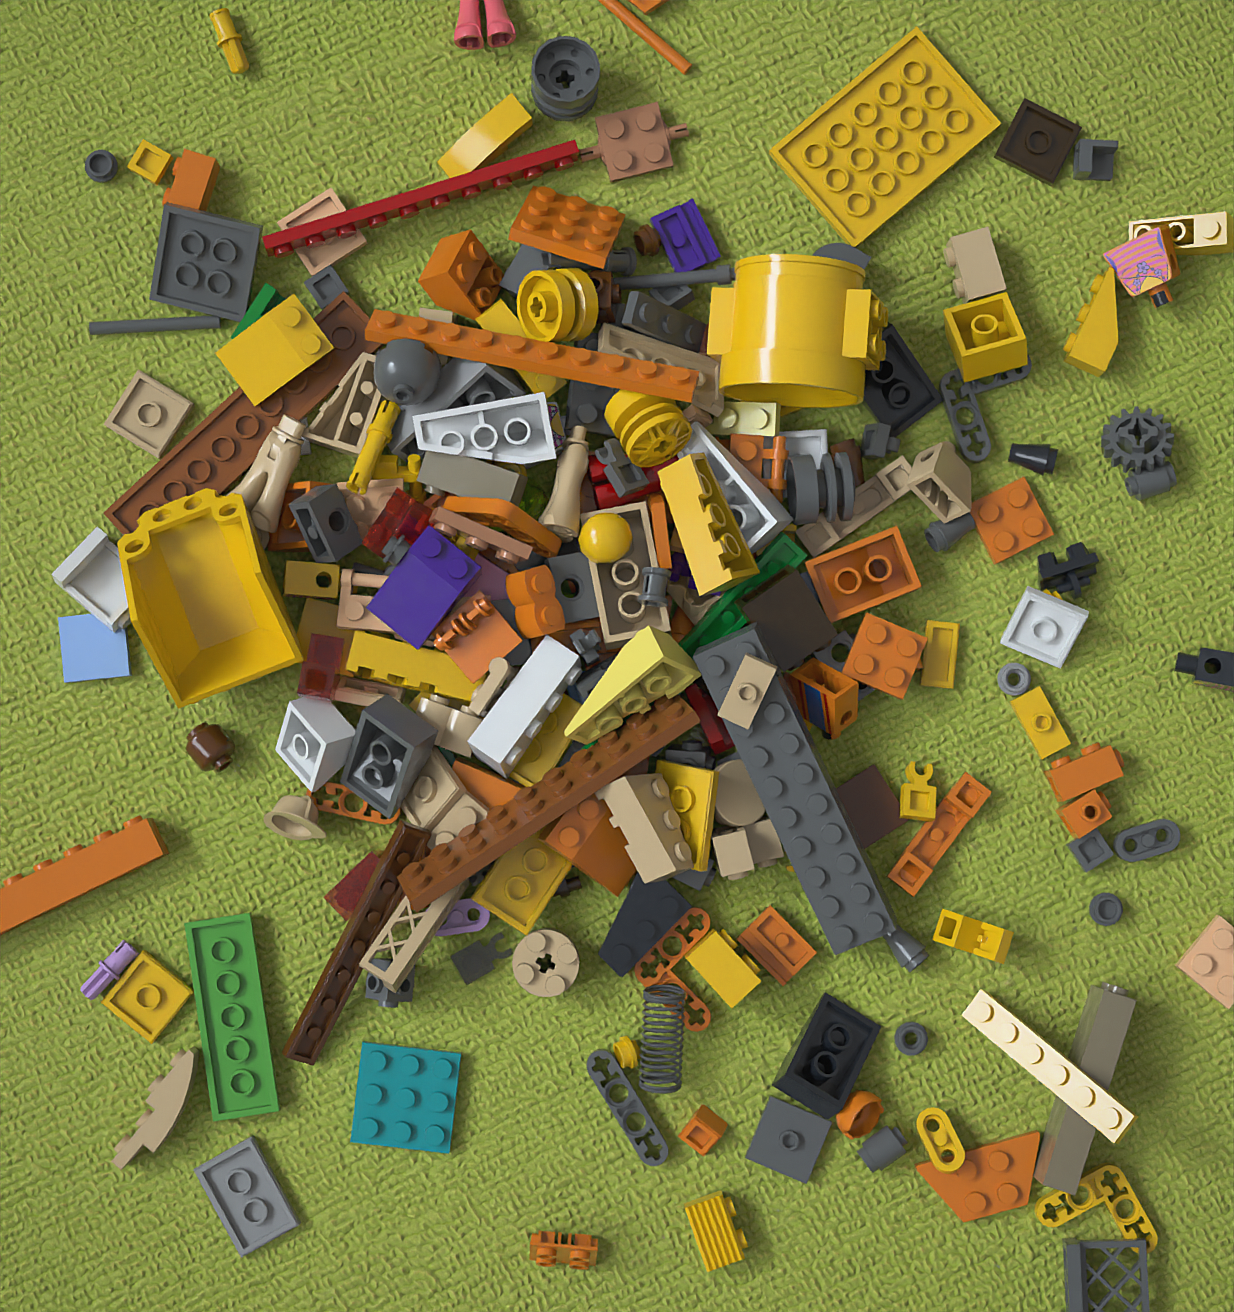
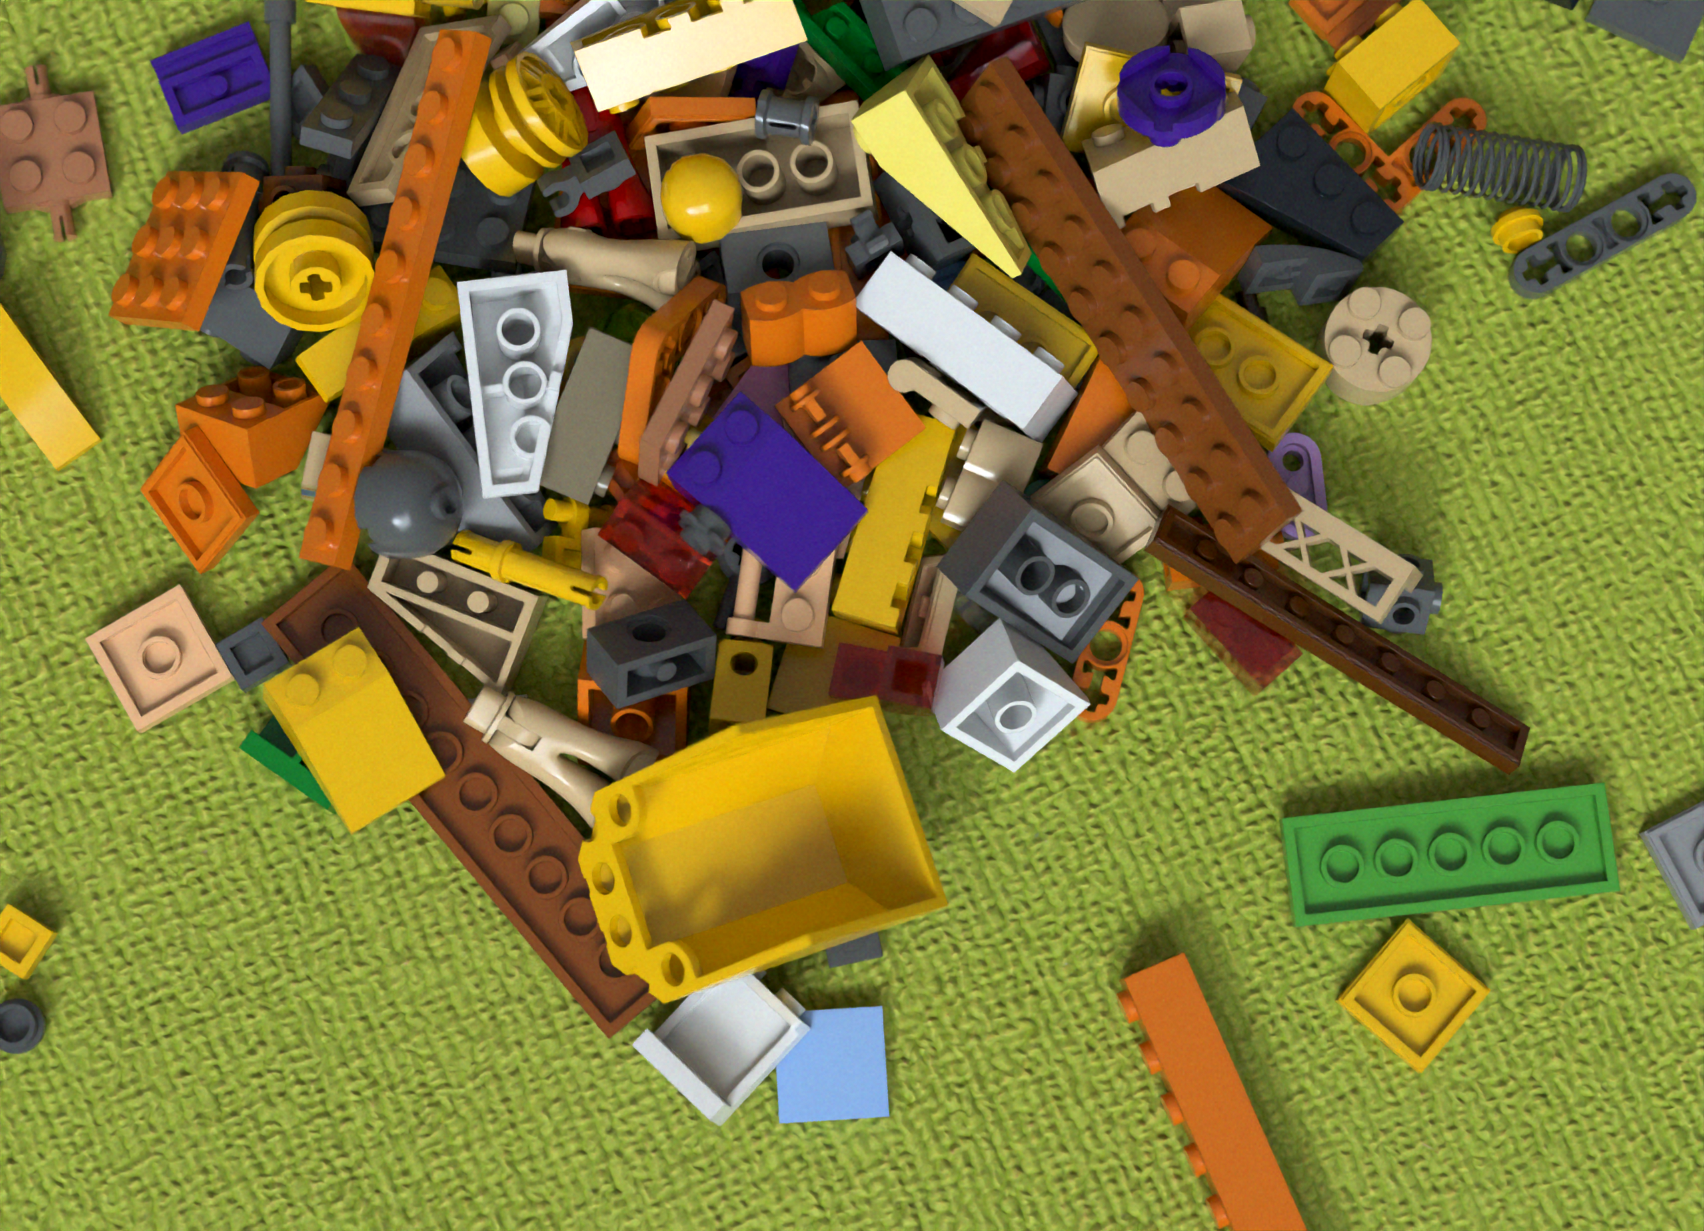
camera: 90 degrees left, 5 degrees down
(109, 969) = (1369, 1056): lavender axle -> none
(149, 414) = (445, 960): tan tile -> none
(154, 325) = (295, 945): dark grey bar -> none
(169, 1099) = (1582, 961): tan slope -> none
(193, 180) = (69, 871): orange brick -> none
(205, 262) = (196, 847): dark grey plate -> none
(210, 747) = (1008, 874): reddish brown head -> none
(295, 818) = (1131, 734): tan piece -> none
(406, 1097) = (1582, 582): teal plate -> none
(409, 203) = (124, 509): red plate -> none
(416, 248) = (199, 500): none -> orange plate
(477, 959) = (1364, 460): clear smoke plate -> none
(590, 922) = (1309, 272): none -> dark grey slope
(647, 240) = (214, 136): reddish brown plate -> none
(662, 827) = (1171, 117): none -> dark purple plate
(703, 1130) = (1639, 122): orange slope -> none

